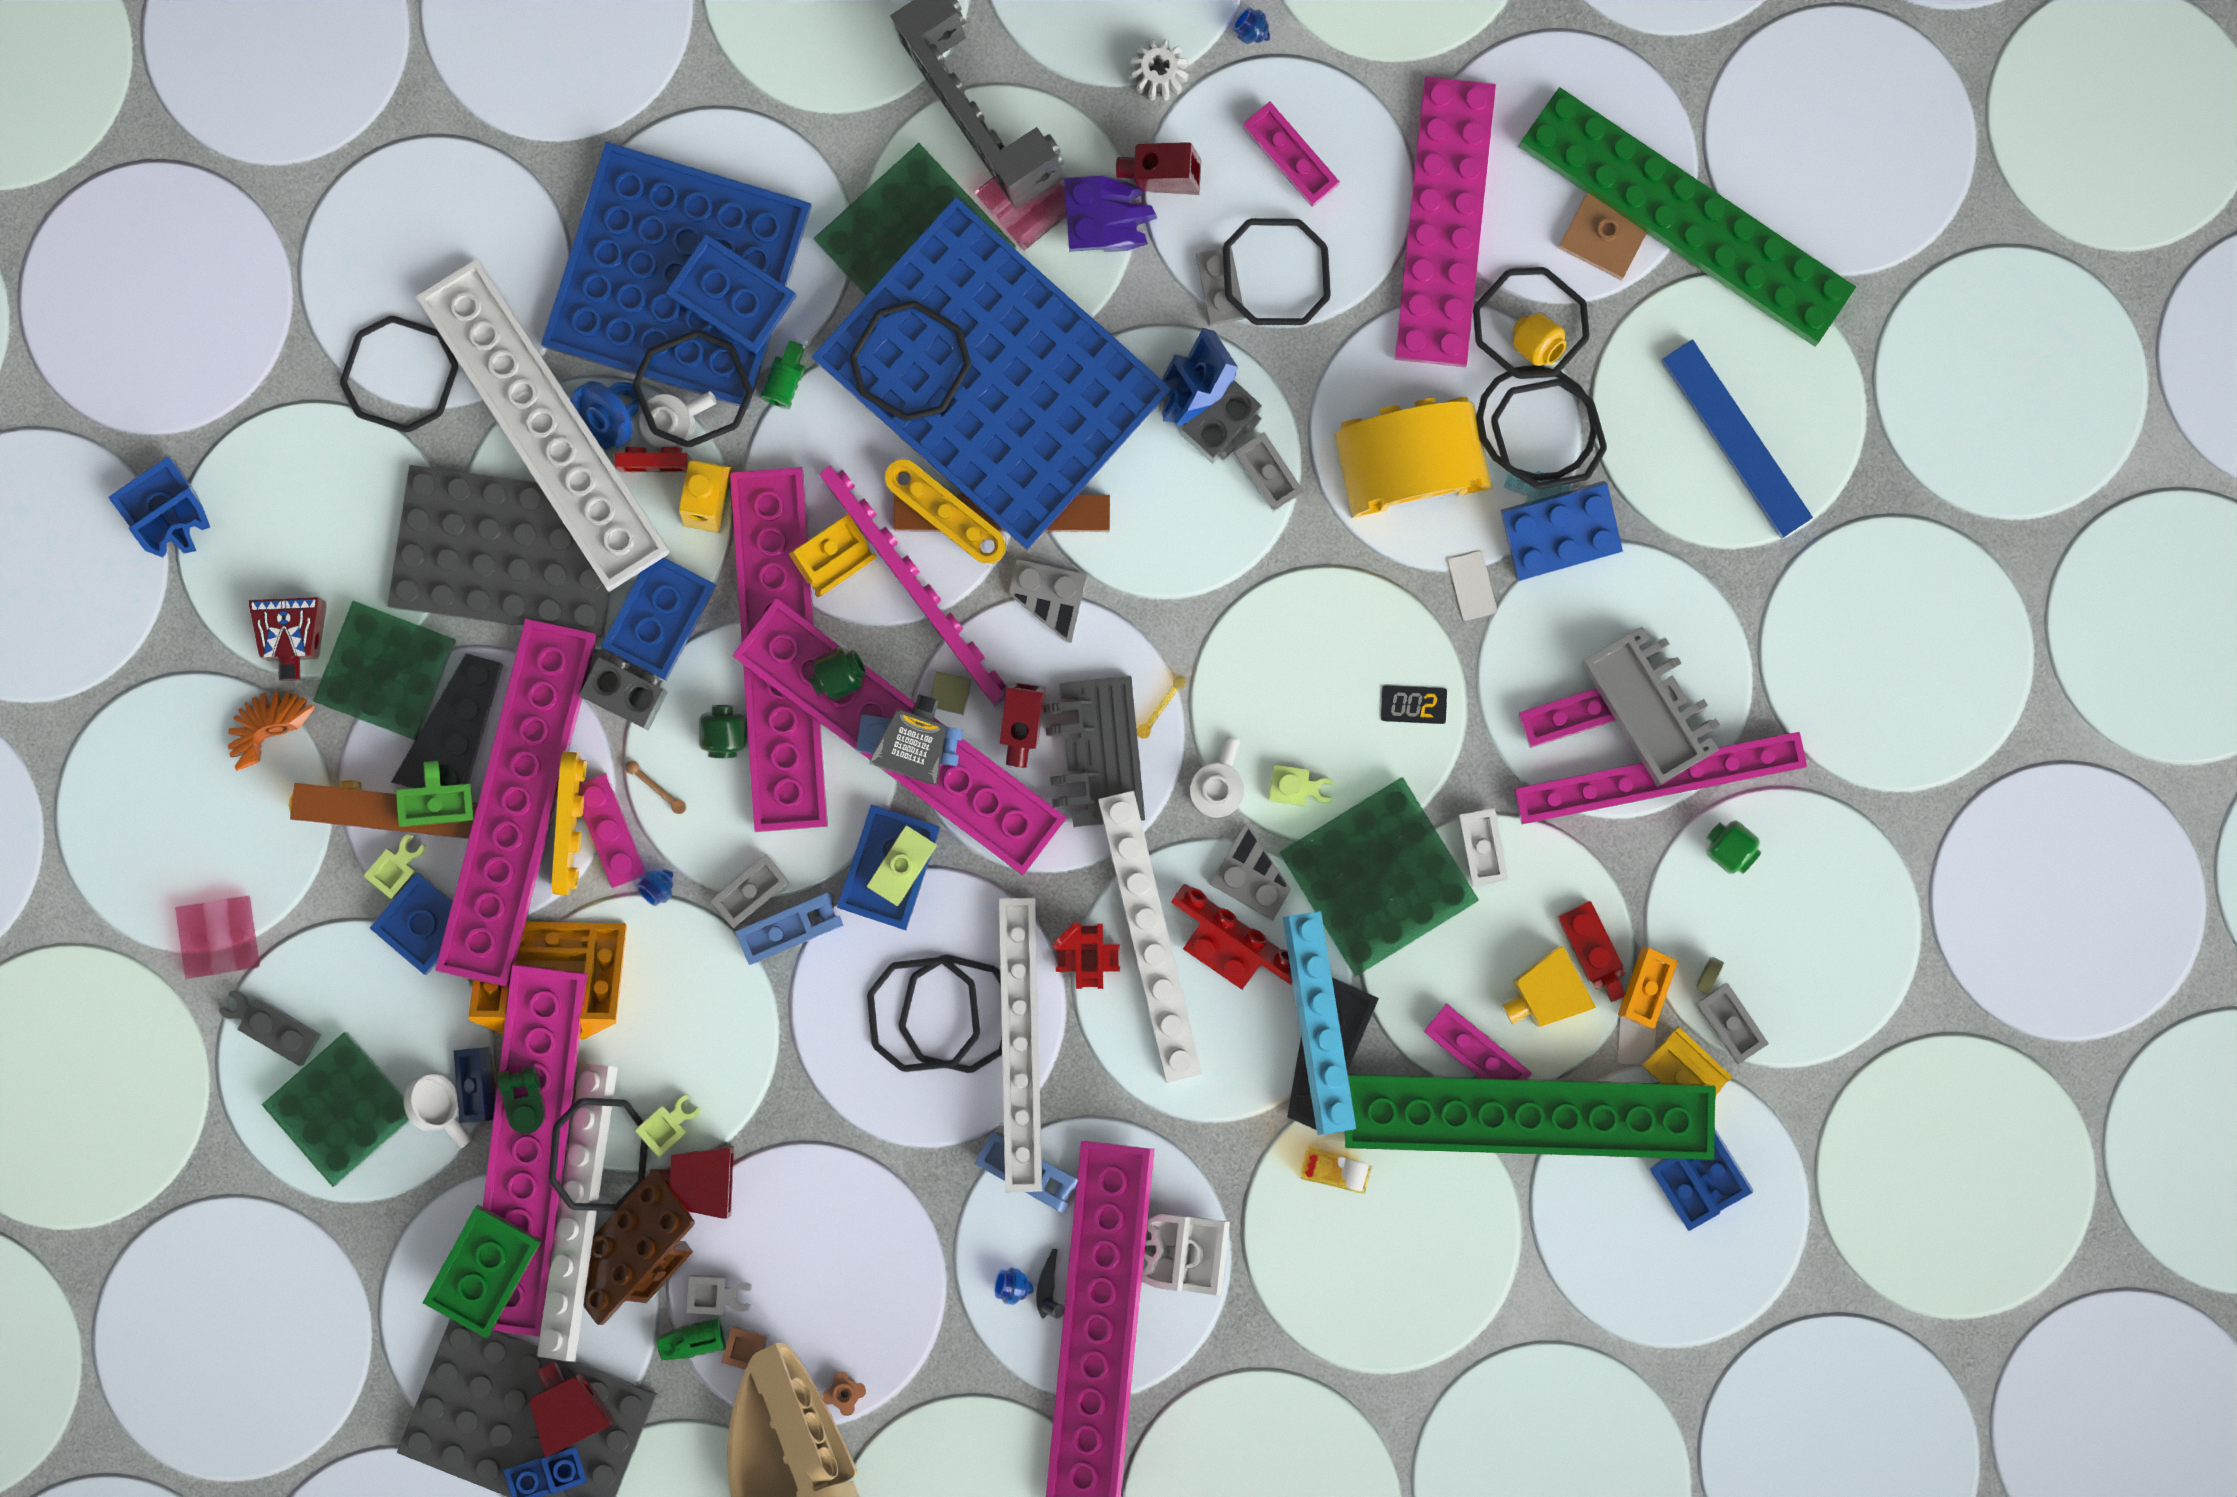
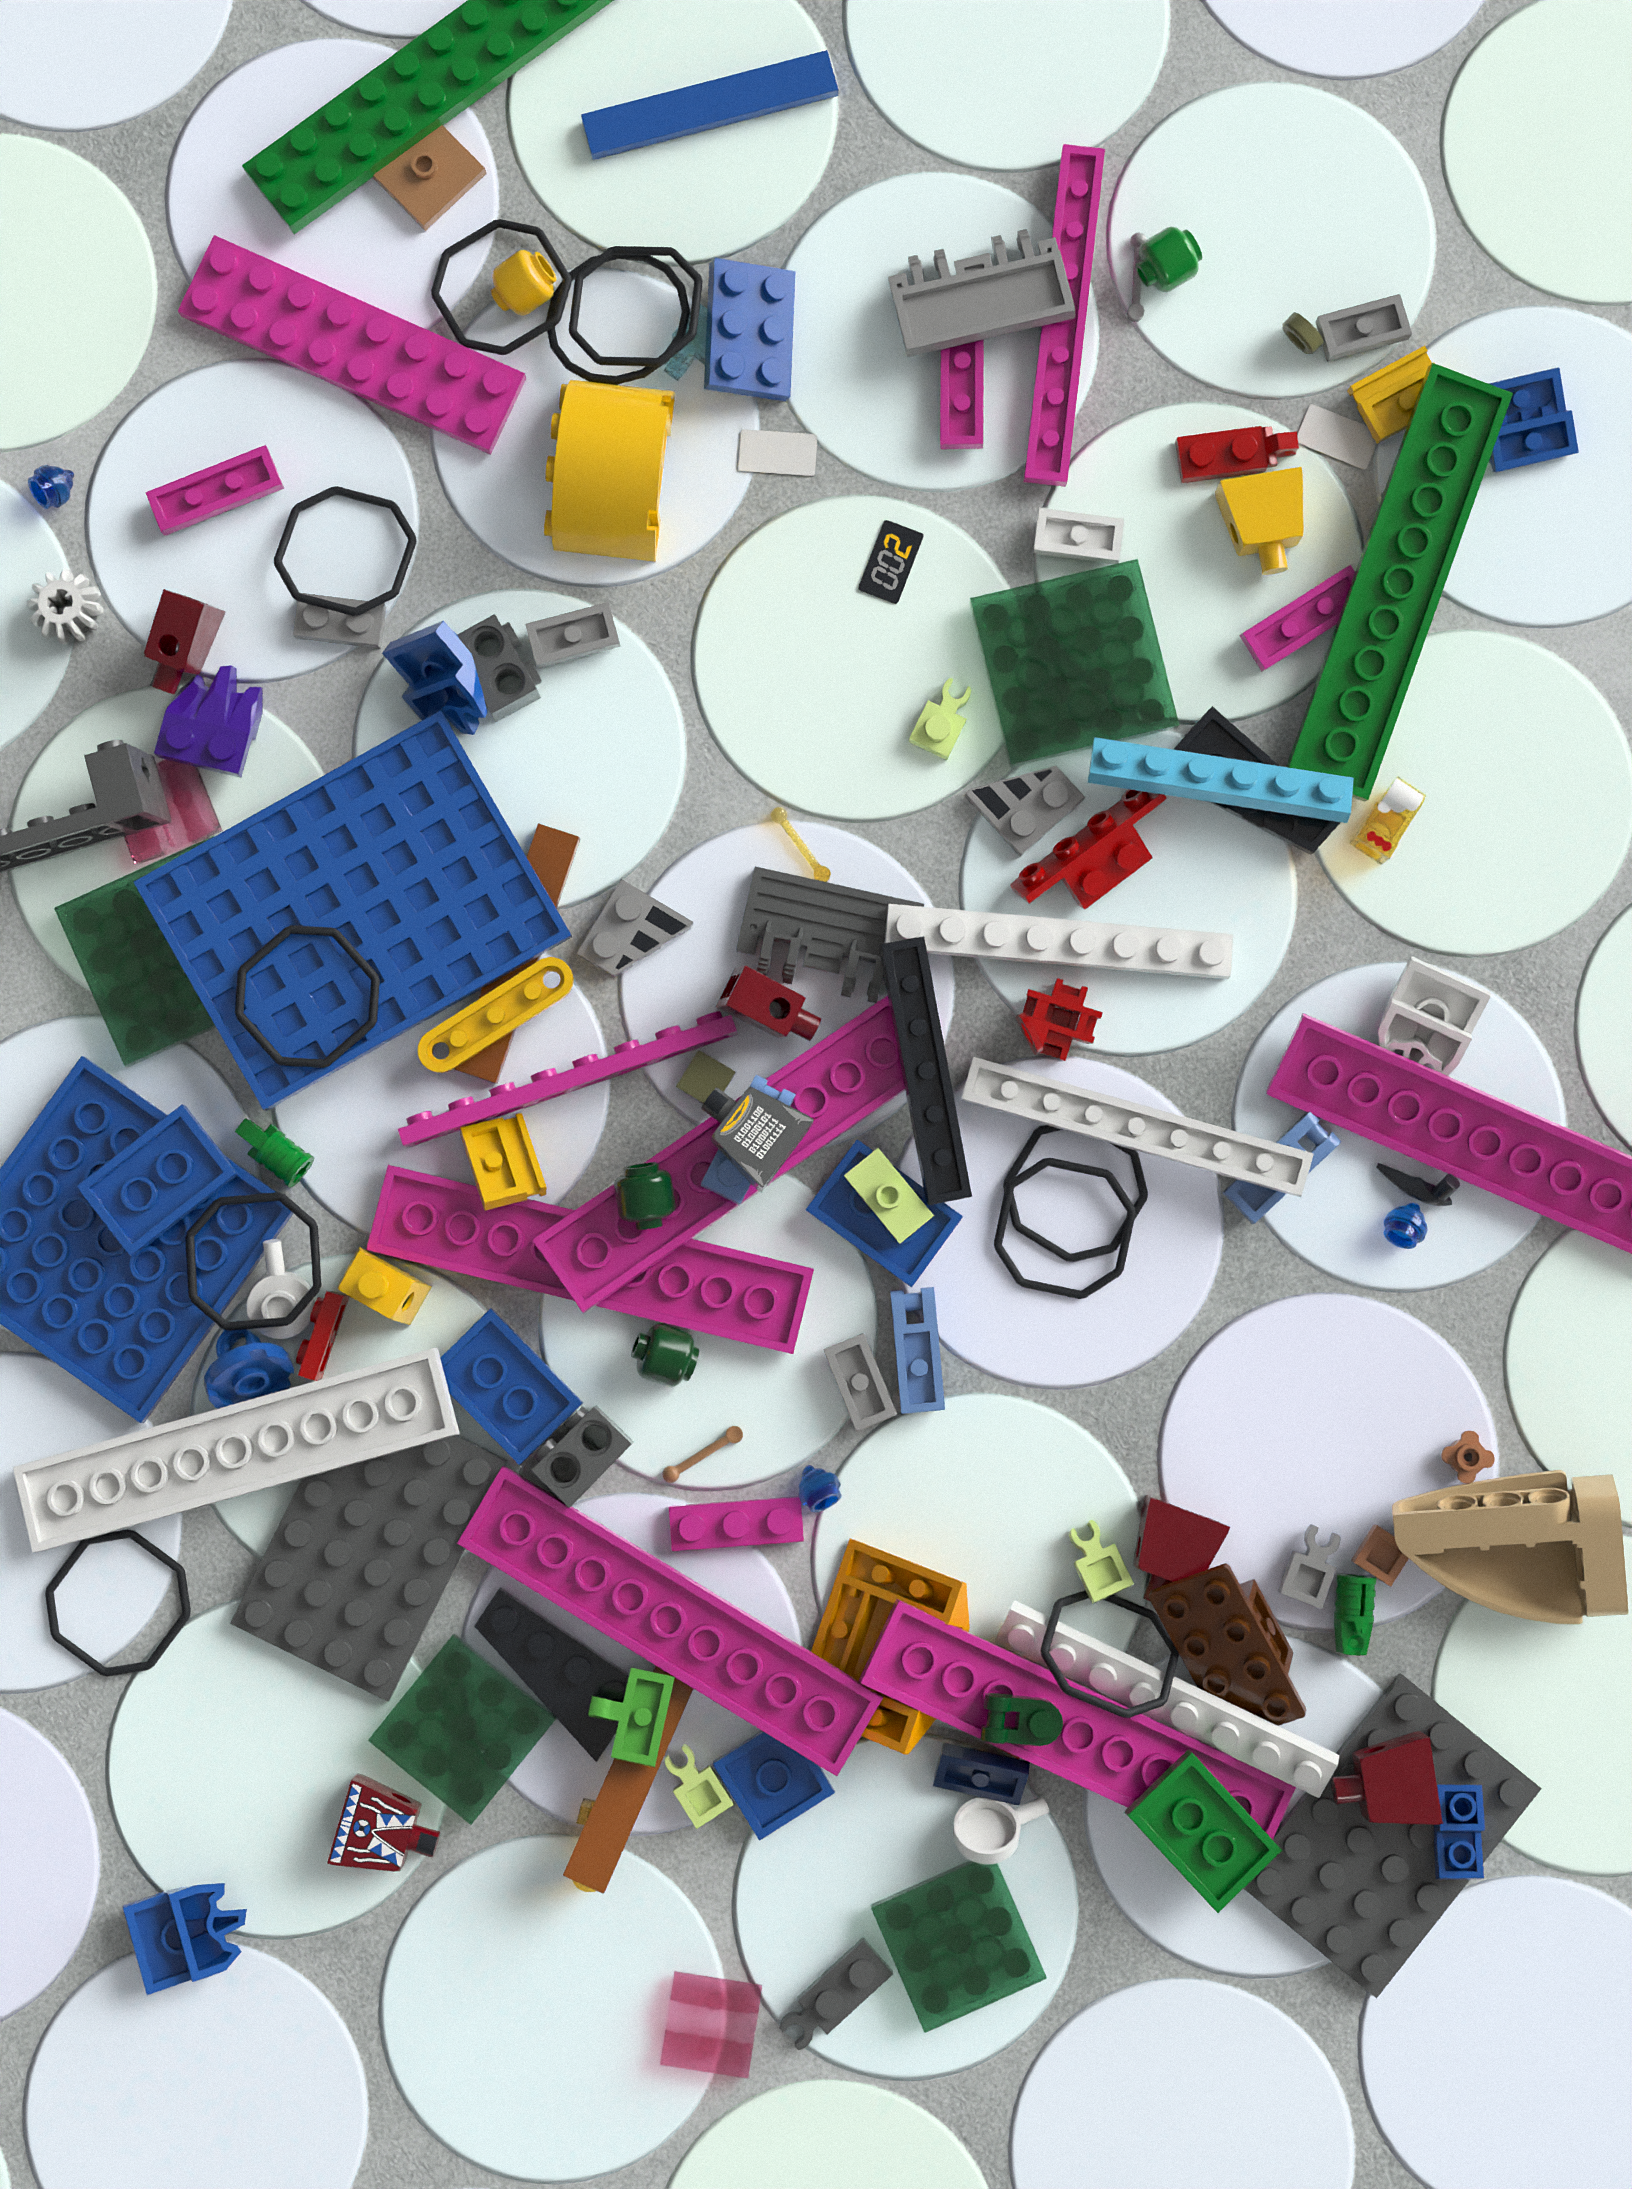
camera: 80 degrees left, 0 degrees up
(265, 722) = (477, 1891): orange hair -> none
(569, 807) = (696, 1560): yellow plate -> none
(1009, 862) = (925, 1070): none -> black plate
(1217, 786) = (913, 811): white piece -> none
(1647, 988) = (1295, 405): light orange plate -> none
(1685, 835) = (1136, 310): none -> light grey hinge

